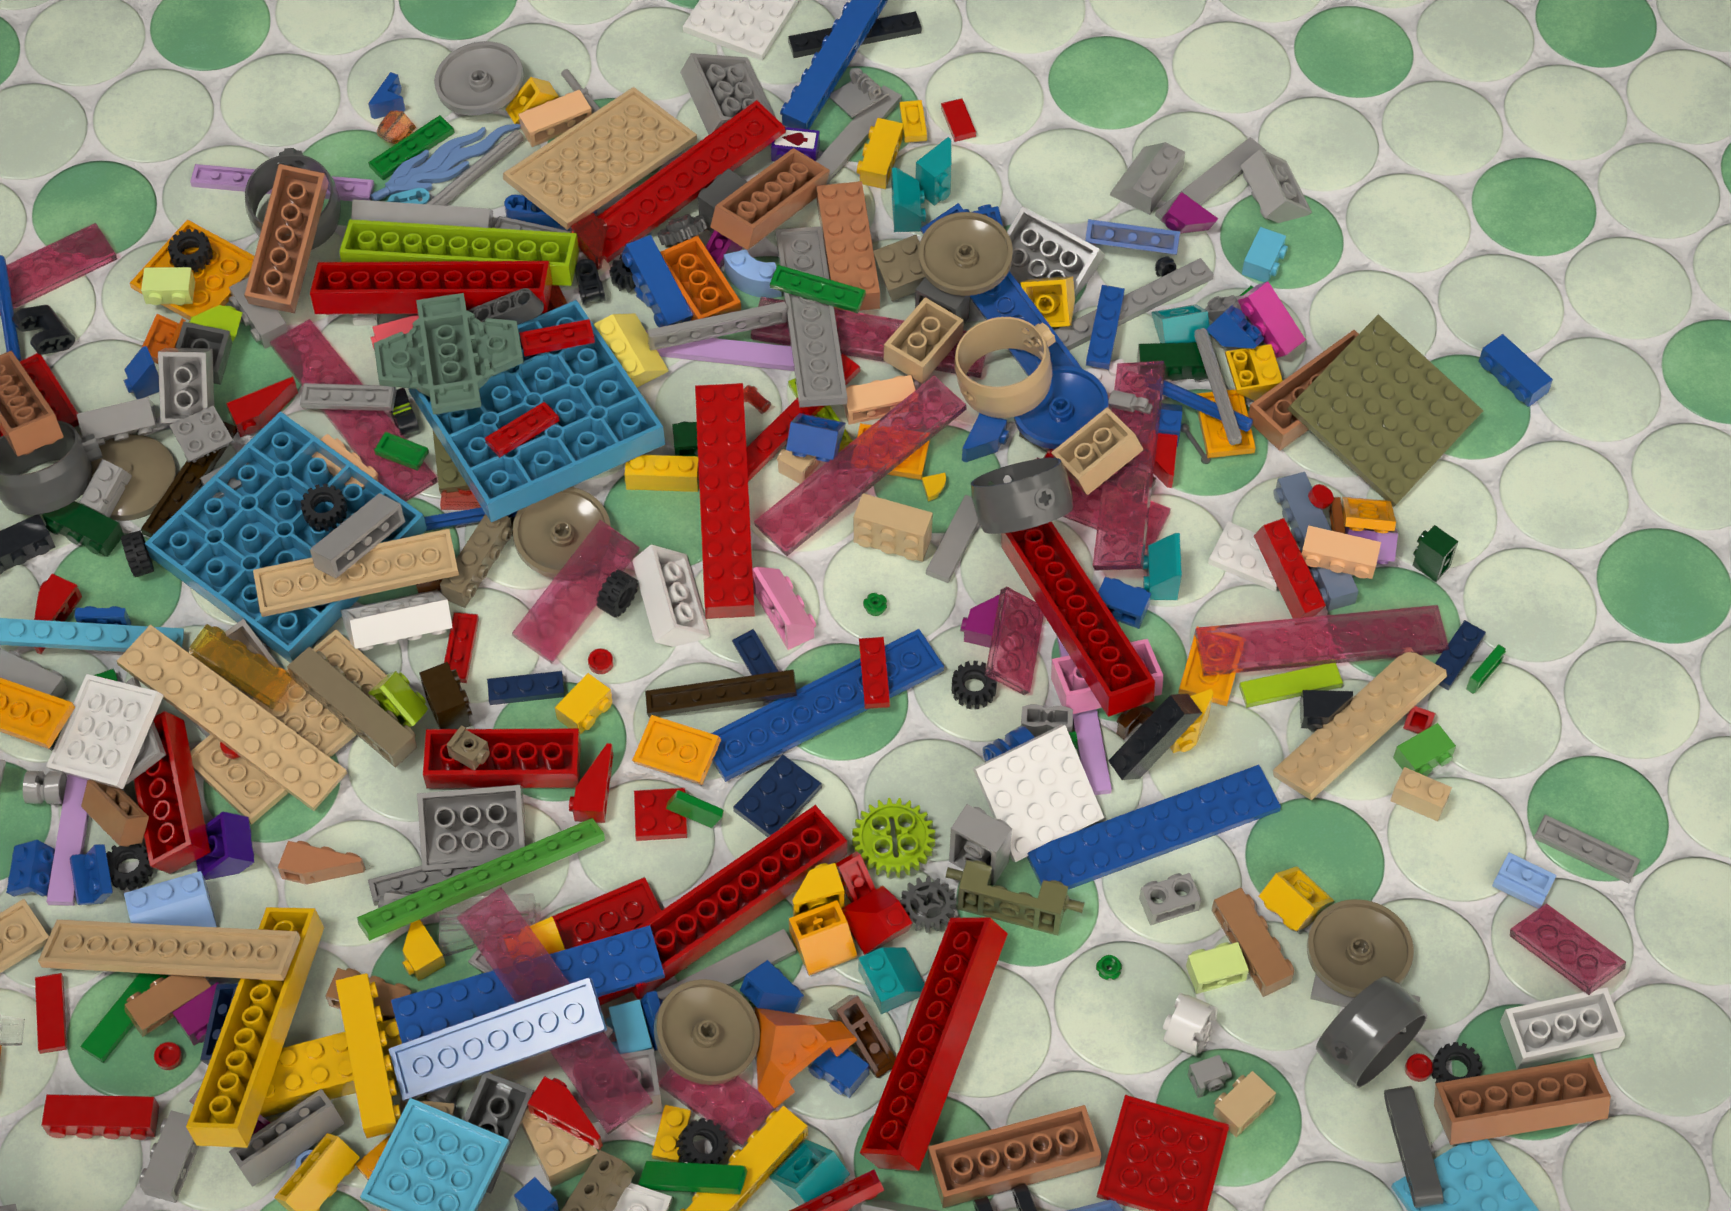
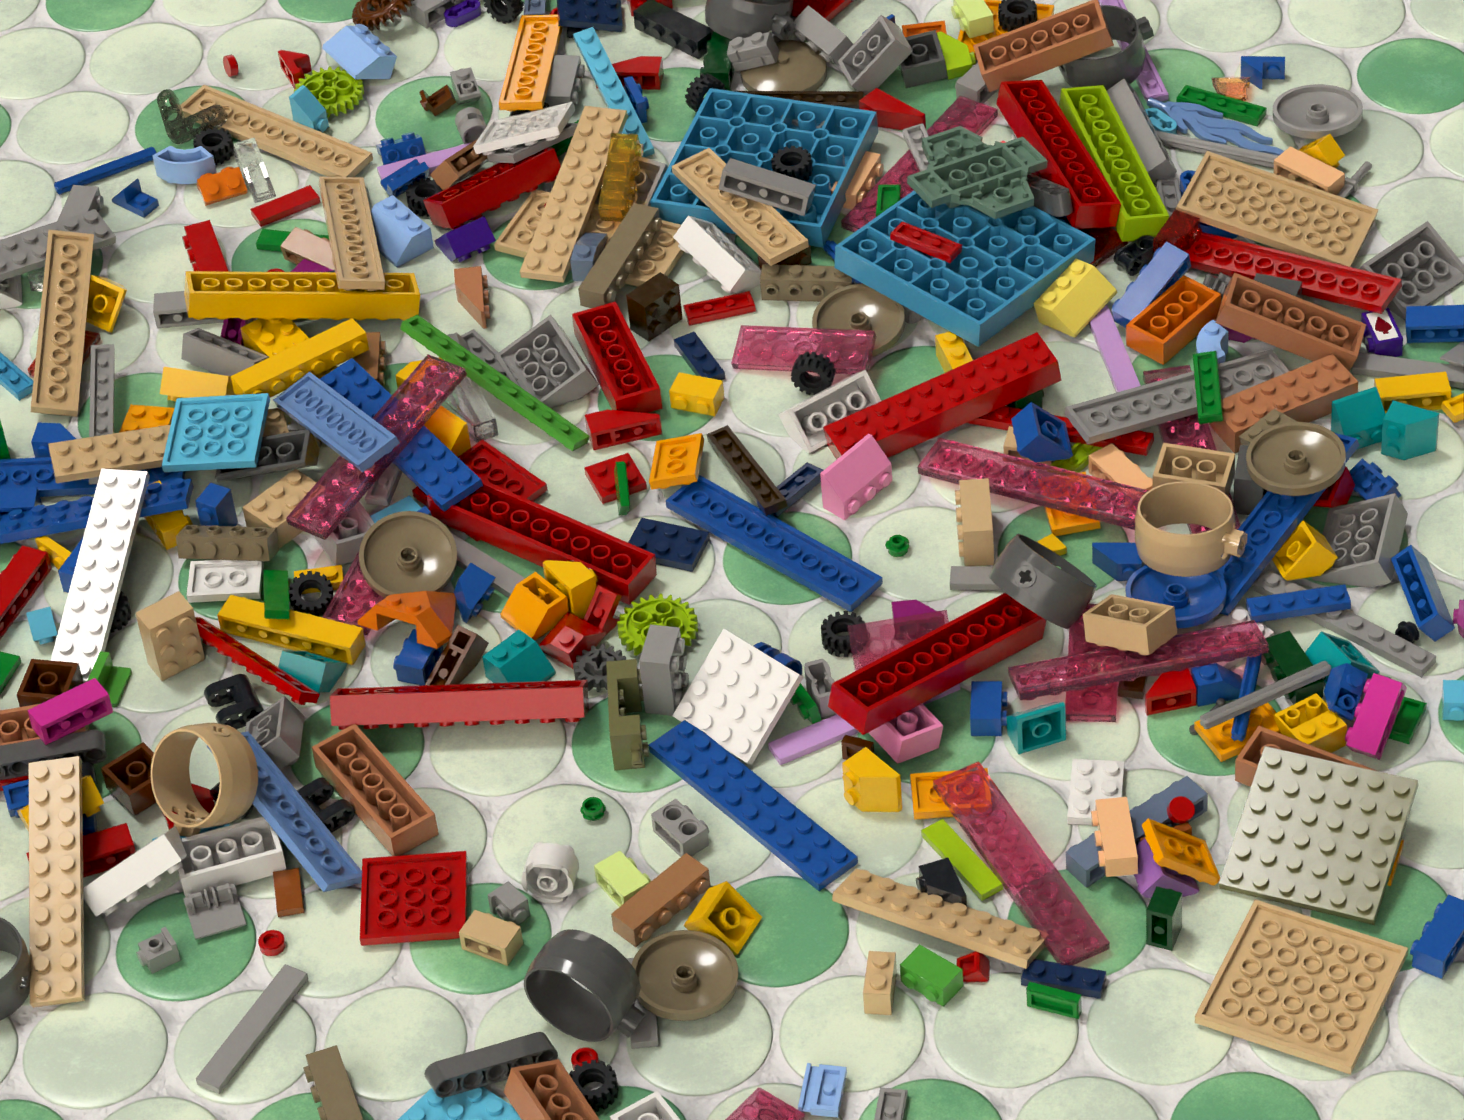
camera: 75 degrees right, 15 degrees down
(201, 434) = (833, 83): light grey hinge -> none
(330, 734) = (586, 254): none -> sand blue slope
(397, 696) = (633, 271): lime slope -> none
(471, 756) = (603, 324): dark tan brick -> none
(557, 337) = (1038, 233): red plate -> none
(558, 1107) = (295, 483): red slope -> none
(600, 661) = (748, 394): red tile -> none
(717, 326) = (1127, 338): light grey tile -> none
(756, 399) = (1077, 395): clear red pin -> none
(874, 673) = (817, 559): red plate -> none
(1129, 402) = (1203, 632): light grey bar -> none
(1155, 736) = (827, 749): black brick -> none
(1289, 569) = (1074, 814): red brick -> none
(1530, 487) = (1302, 986): none -> tan plate

